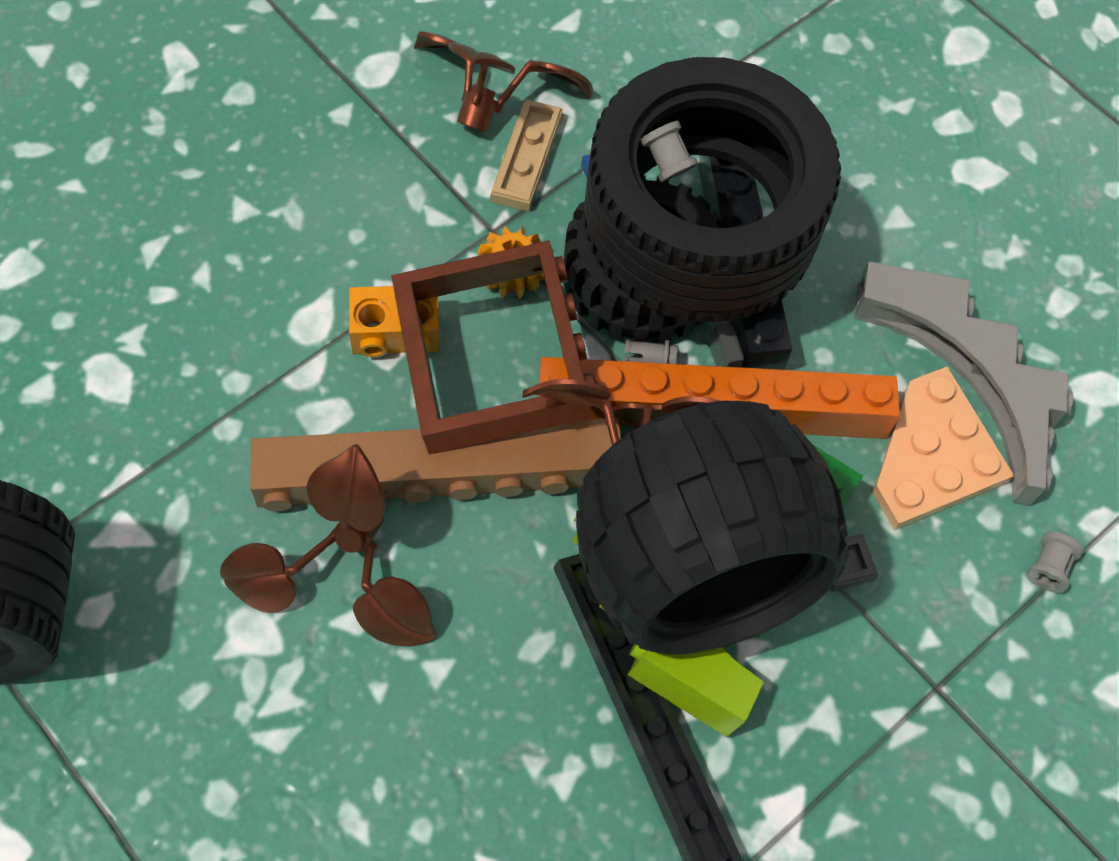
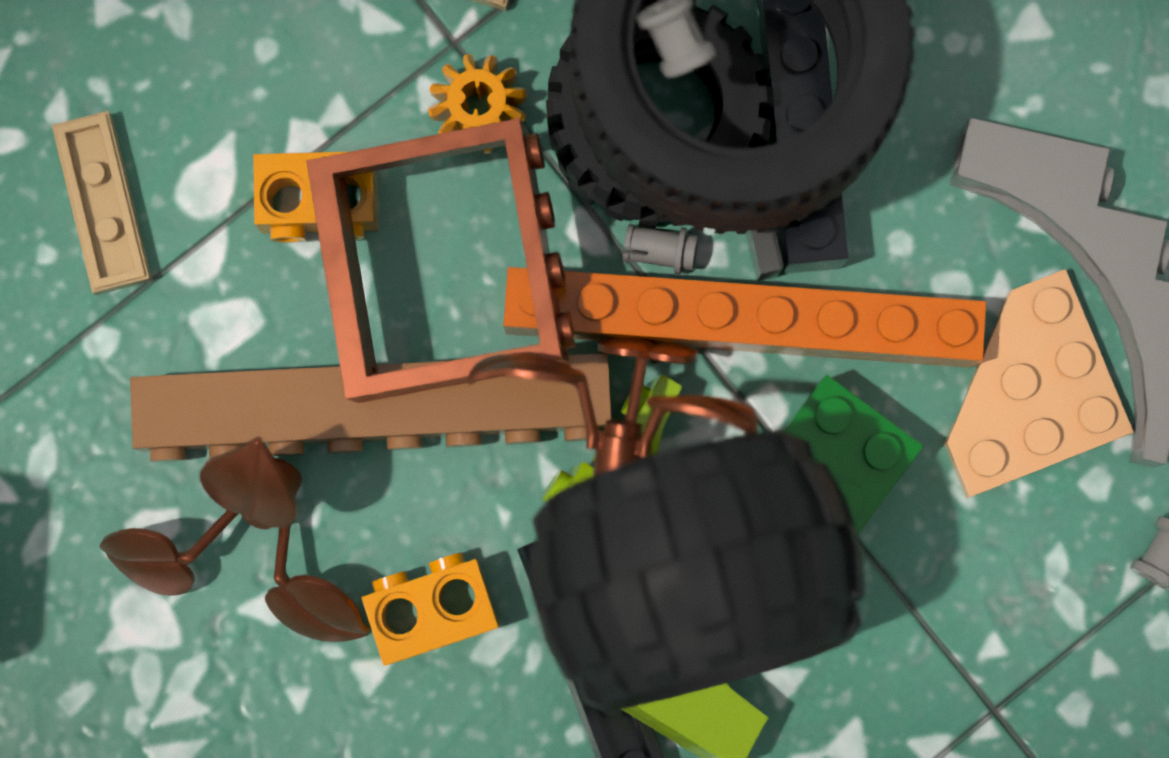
camera: 10 degrees right, 20 degrees up
(233, 333) = (102, 203): none -> tan tile
(492, 625) = (434, 623): none -> light orange brick
(859, 565) = (898, 545): dark grey tile -> none

